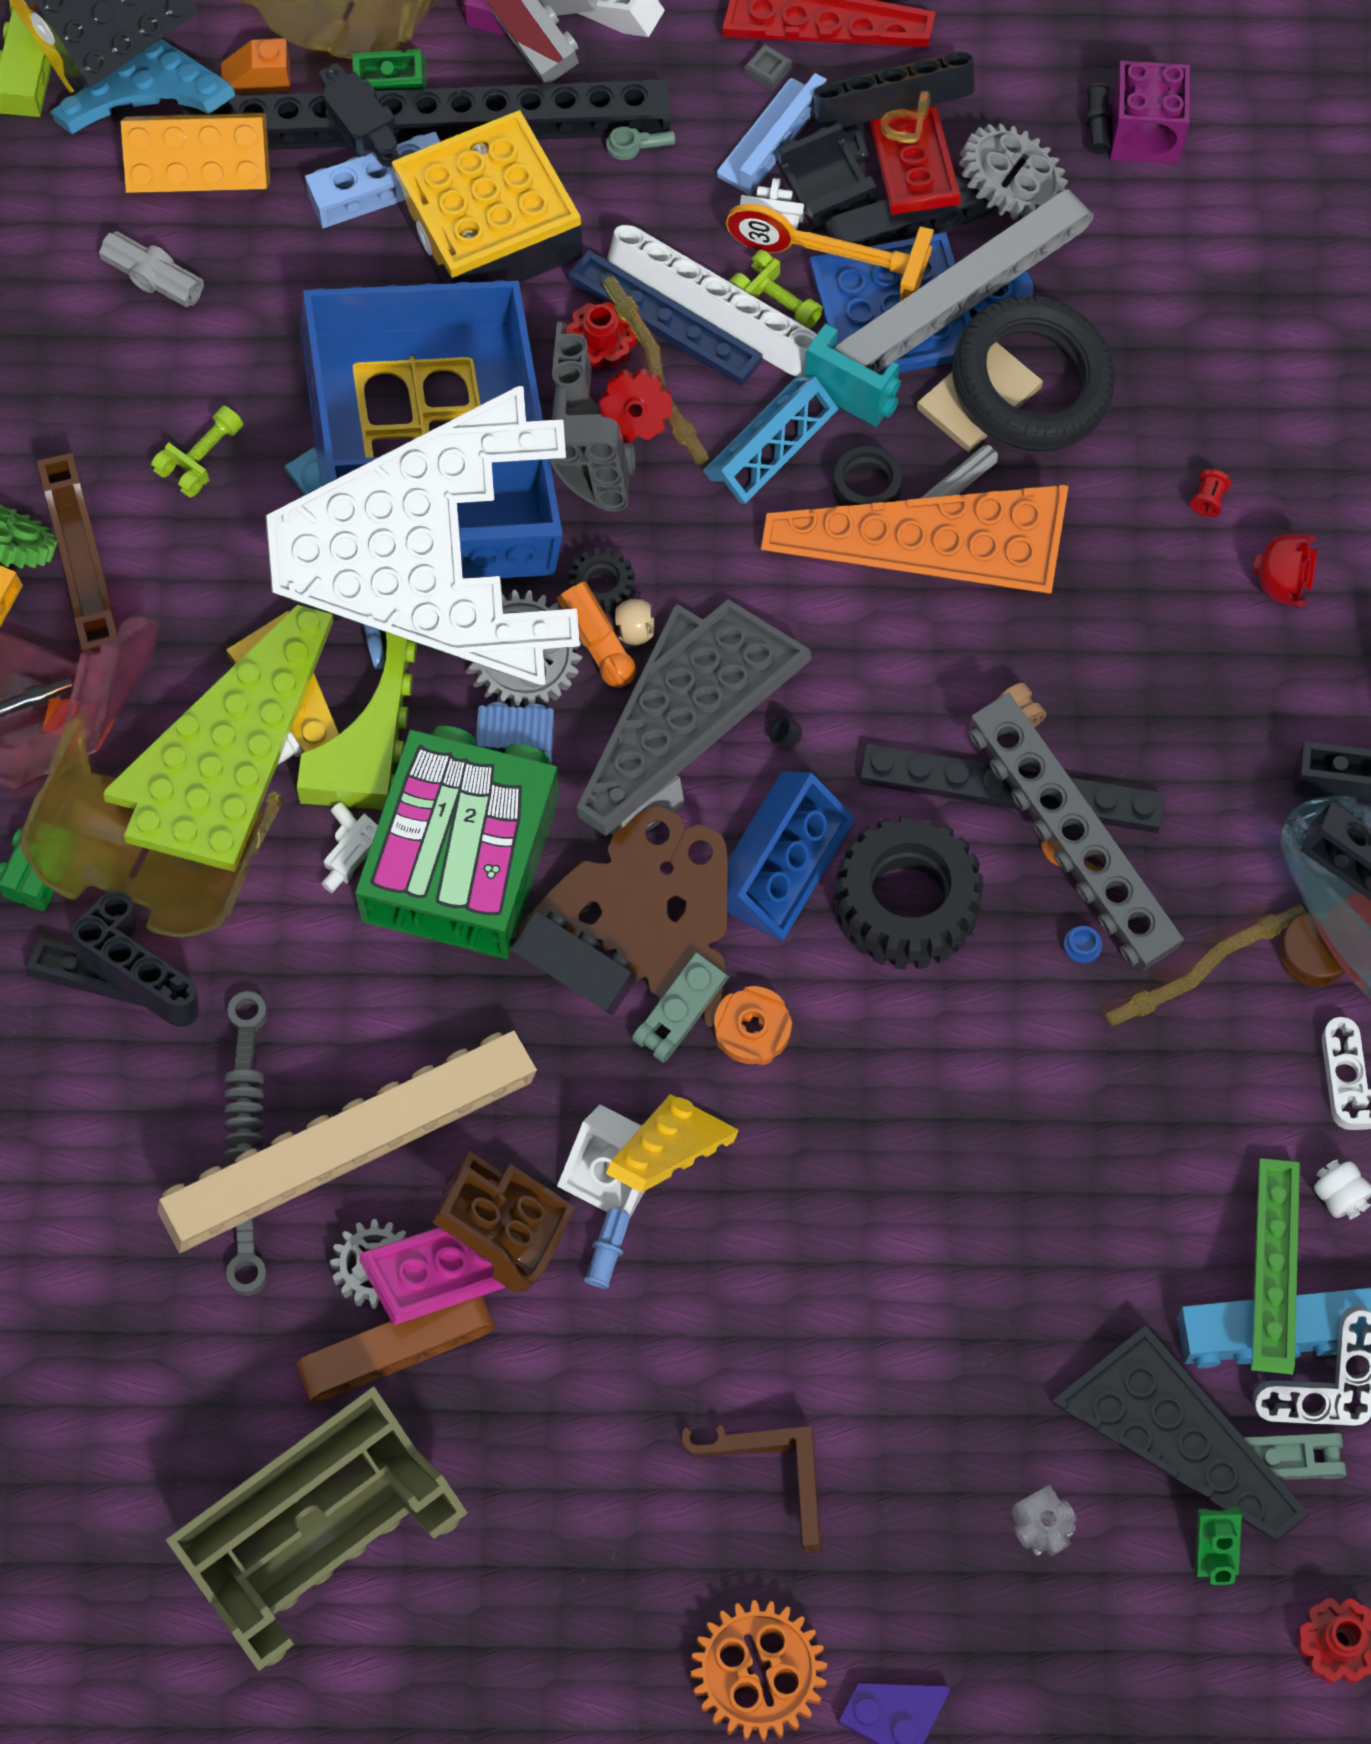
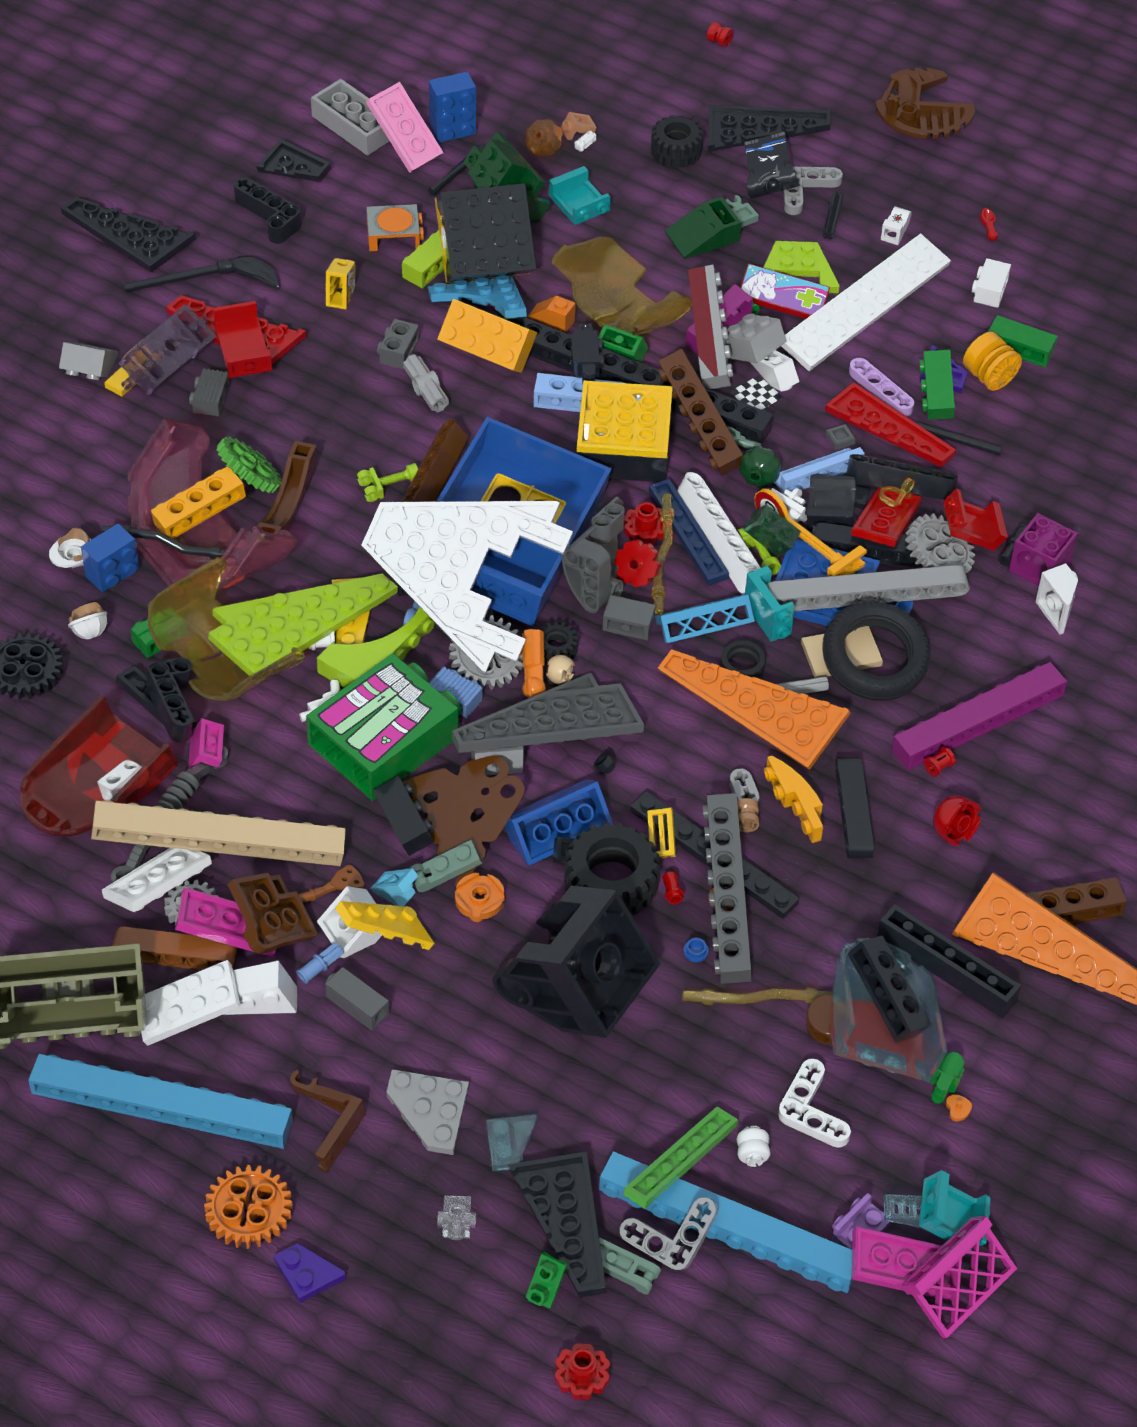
camera: 30 degrees right, 15 degrees down
(71, 225) = (398, 343): none -> dark grey brick
(97, 1144) = (63, 784): none -> clear red windscreen
(149, 1131) = (117, 778): none -> white leg
(228, 1007) = (206, 744): none -> dark pink panel
(259, 414) = (437, 463): none -> reddish brown beam
(301, 1257) = (155, 878): none -> white plate
(482, 1412) = (190, 1002): none -> white plate
(507, 68) = (676, 365): none -> reddish brown brick
(532, 1585) = (161, 1100): none -> dark azure brick
(547, 1350) = (265, 990): none -> white wedge
(548, 1115) = (335, 884): none -> dark orange piece
(612, 55) = (756, 393): none -> sticker
(631, 1074) = (396, 886): none -> medium azure slope
(673, 492) = (629, 617): none -> dark grey brick
(693, 1274) = (357, 998): none -> dark grey brick
(701, 170) = (760, 467): none -> dark green plant
(785, 262) = (771, 530): none -> clear green brick
(817, 890) = (561, 845): none -> black tile
(893, 1376) = (429, 1107): none -> light grey plate
(913, 770) = (663, 853): none -> yellow tile
(991, 669) = (749, 786): none -> light grey beam
(1001, 875) = (674, 893): none -> red pin
(1007, 1061) = (559, 980): none -> black brick
(1027, 1363) = (509, 1139): none -> clear light blue wing
(1034, 112) = (973, 523): none -> red panel
(1055, 636) = (796, 792): none -> light orange slope
(1148, 620) = (854, 807): none -> black beam
(1212, 170) = (1056, 595): none -> white slope
(1215, 400) = (979, 715): none -> magenta brick

